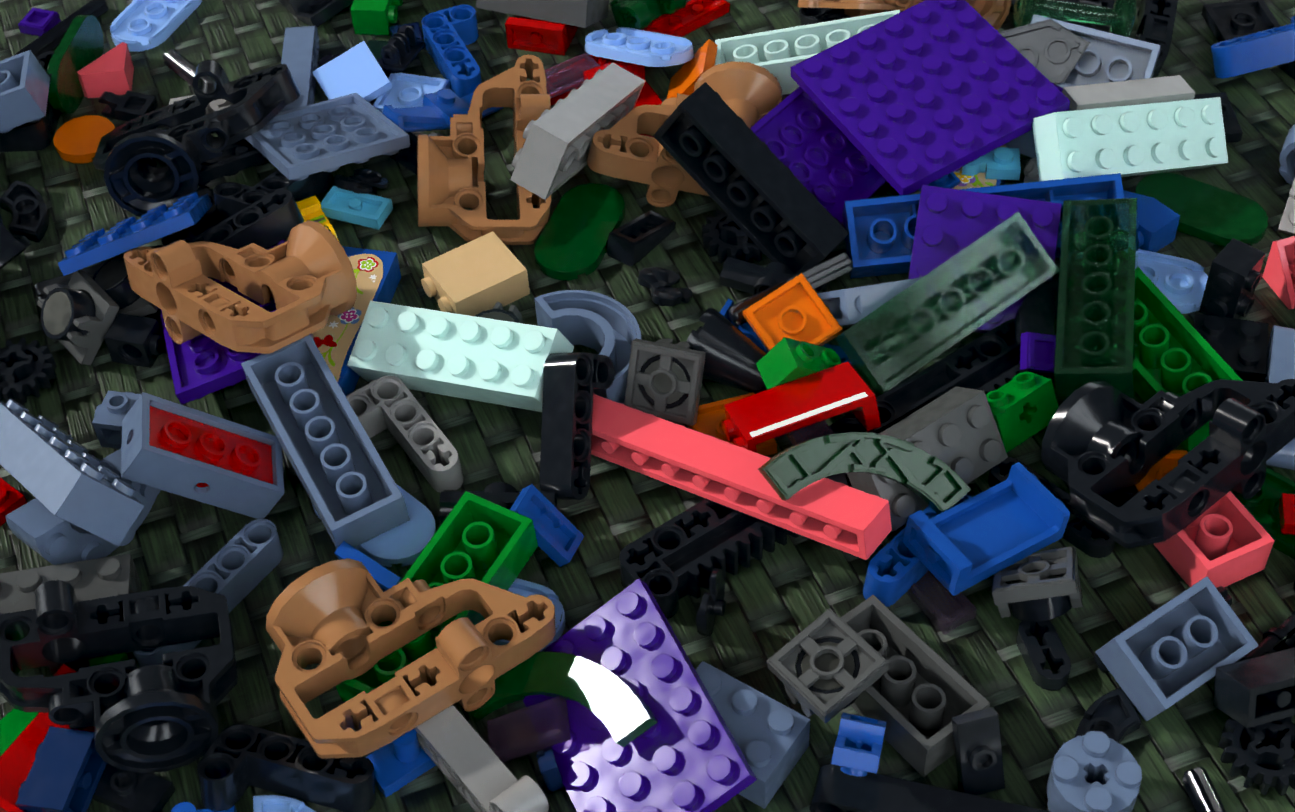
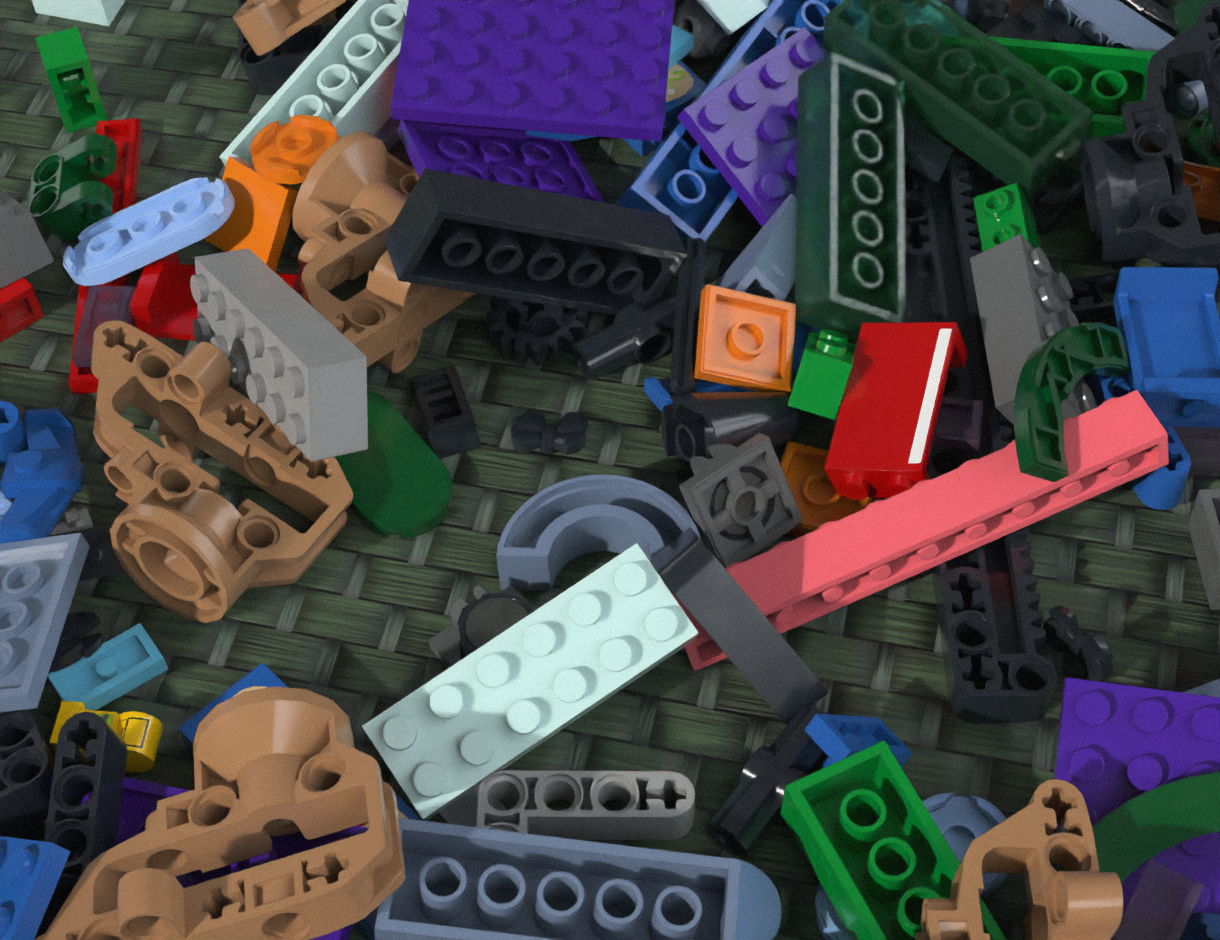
camera: 55 degrees left, 5 degrees up
(475, 277) = (370, 607): tan brick -> none
(734, 49) = (291, 149): none -> orange tile
(1037, 352) = (966, 171): dark purple tile -> none

